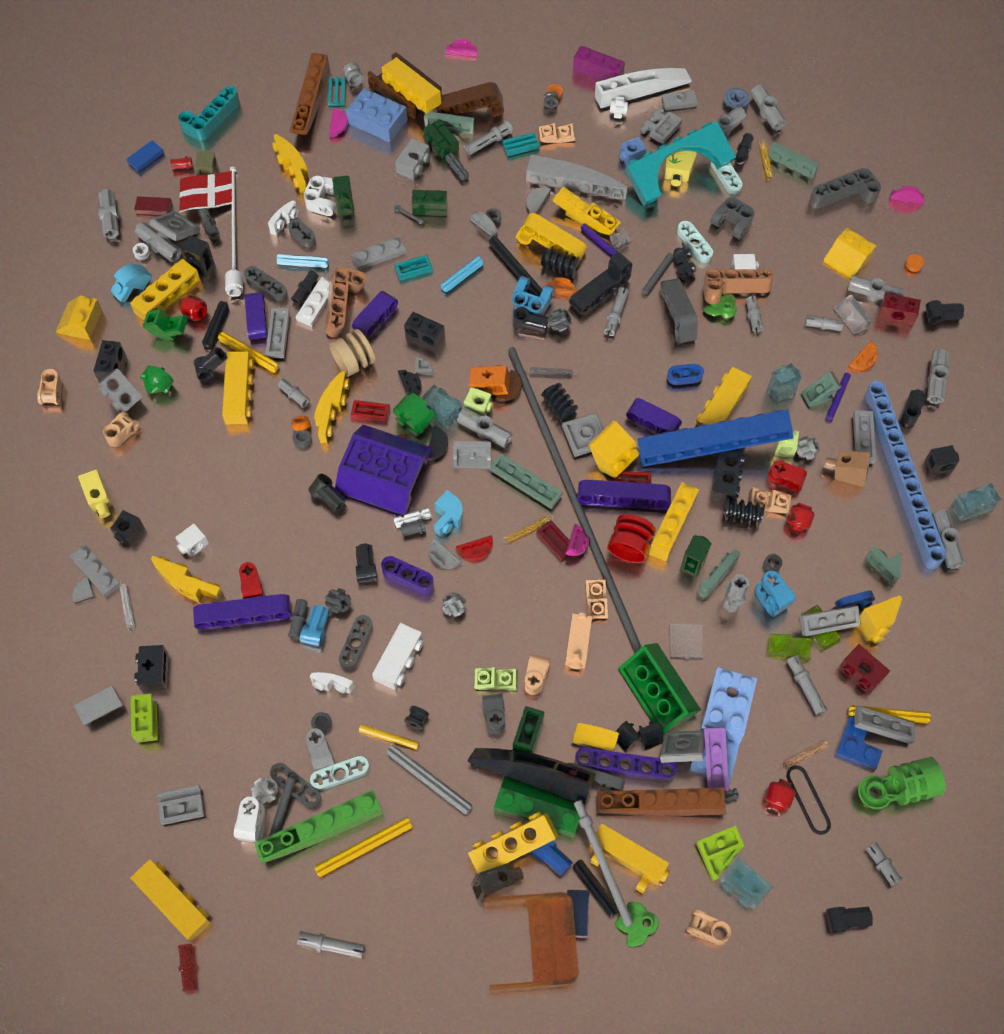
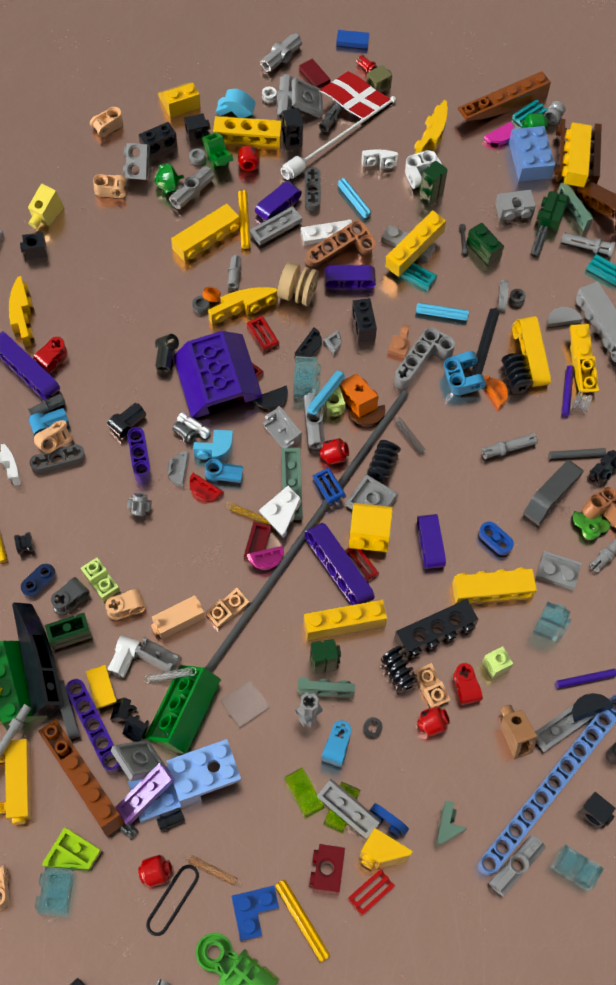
camera: 50 degrees right, 0 degrees up
(123, 325) = (196, 126): none -> black brick
(152, 345) = (197, 156): none -> light grey tile
(182, 376) = (191, 187): none -> light grey piece
(191, 541) = (55, 293): white brick -> none
(206, 364) = (208, 199): black piece -> none
(212, 116) = (427, 52): teal beam -> none
(215, 324) = (248, 182): black axle -> none
(299, 235) = (376, 180): dark grey beam -> none
(304, 287) = (331, 215): black pin -> none
(335, 633) = (56, 437): none -> light nougat piece
(337, 600) = (80, 421): dark grey gear -> none
(350, 92) = (535, 120): none -> green head
(391, 246) = (415, 243): none -> yellow brick
(398, 656) = (65, 495): white brick -> none
(413, 413) = (281, 362): green brick -> none
(458, 728) = (39, 581): none -> dark blue plate
(465, 323) = (400, 344): none -> nougat plate
(472, 399) = (325, 392): none -> medium azure axle
(476, 522) = (224, 472): none -> dark azure piece
(490, 319) = (418, 359): none -> light grey beam
(524, 431) = (334, 451): none -> red head
(530, 321) = (441, 388): black piece -> none
(546, 502) = (281, 510): none -> white wing
(560, 320) = (461, 408): dark grey gear -> none
(565, 457) = (335, 497): none -> blue tile
(577, 699) = (123, 656): none -> white piece
(600, 678) = (157, 655): none -> light grey hinge
(603, 285) = (523, 418): black beam -> none
(623, 679) = (169, 672): none -> white piece
(631, 538) = (299, 595): red wheel -> none
(715, 438) = (448, 599): blue brick -> none
(742, 353) = (558, 570): none -> light grey plate
(744, 762) = (170, 820): none -> black pin
(806, 684) = (275, 831): light grey pin -> none
(807, 447) = (508, 683): light grey gear -> none
(821, 390) = (576, 659): sand green slope -> none
(865, 406) = (590, 705): none -> black tile
(884, 725) = (285, 921): light grey plate -> none
(889, 637) = (385, 879): none -> red tile

